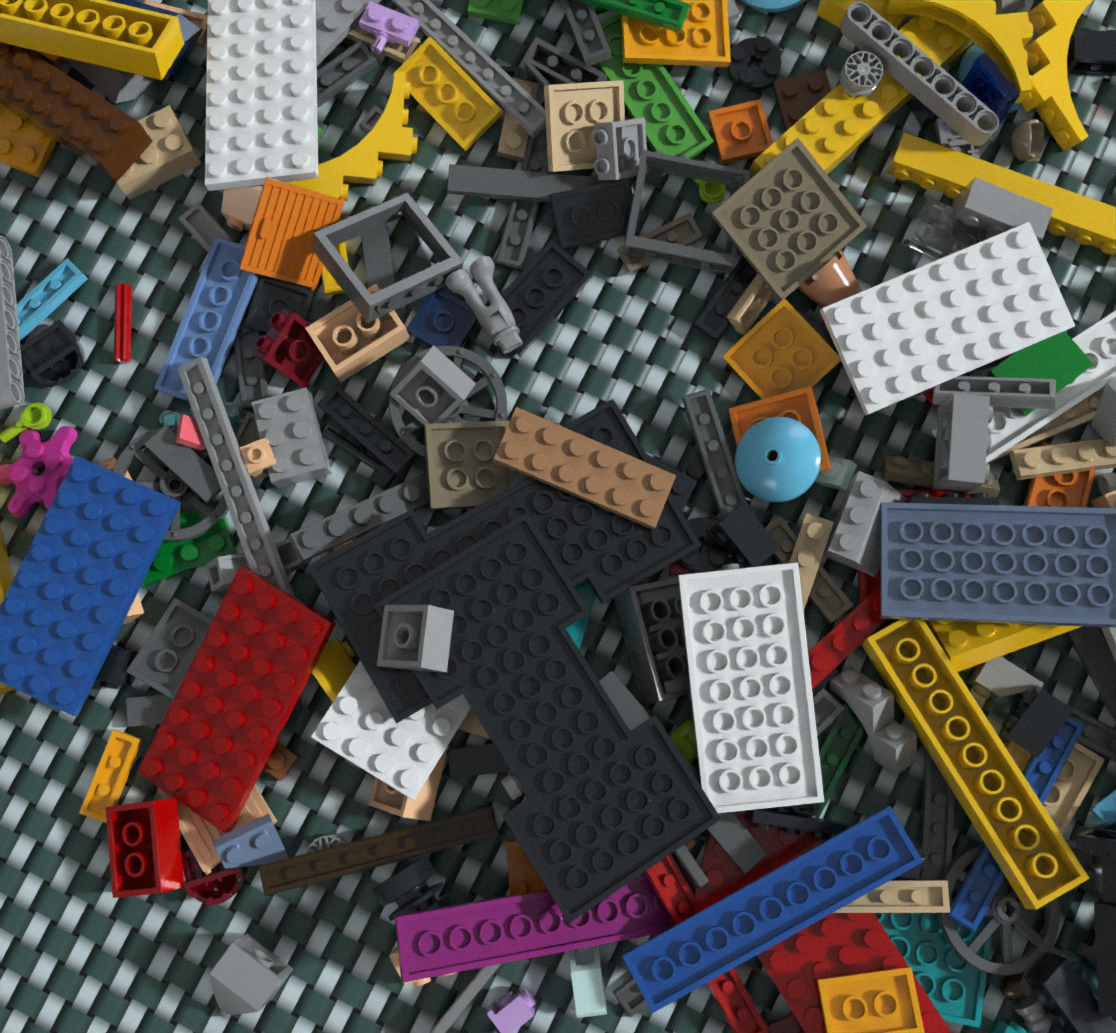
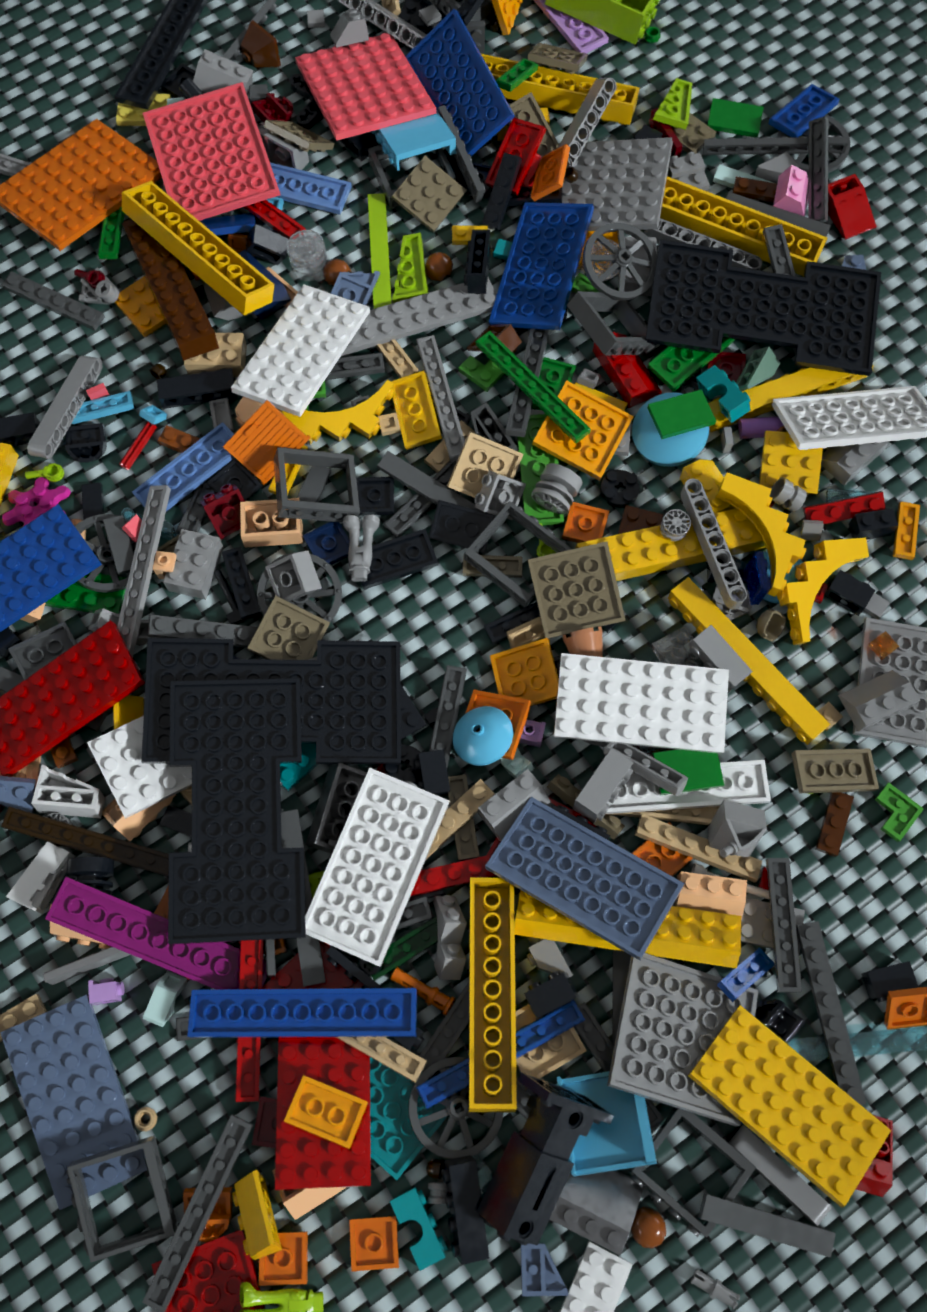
camera: 25 degrees right, 10 degrees down
(27, 281) = (97, 391): none -> coral tile
(87, 213) = (158, 371): none -> dark brown hinge
(110, 426) = (92, 500): none -> black tile
(117, 273) = (153, 414): none -> medium azure tile
(153, 209) = (196, 388): none -> black brick
(169, 289) = (176, 439): none -> dark orange plate
(316, 811) = (66, 796): none -> white wedge
(350, 925) = (41, 878): none -> white wedge
(388, 26) = (402, 352): lavender plate -> none
(415, 637) = (182, 713): light grey slope -> none
(426, 129) = (389, 424): none -> tan plate
(466, 228) = (376, 495): none -> black plate
(584, 468) = (354, 673): medium nougat plate -> none
(689, 103) = (556, 488): none -> light grey wheel
(836, 421) = (535, 737): none -> lavender brick
(894, 796) = (431, 995): none -> orange pin

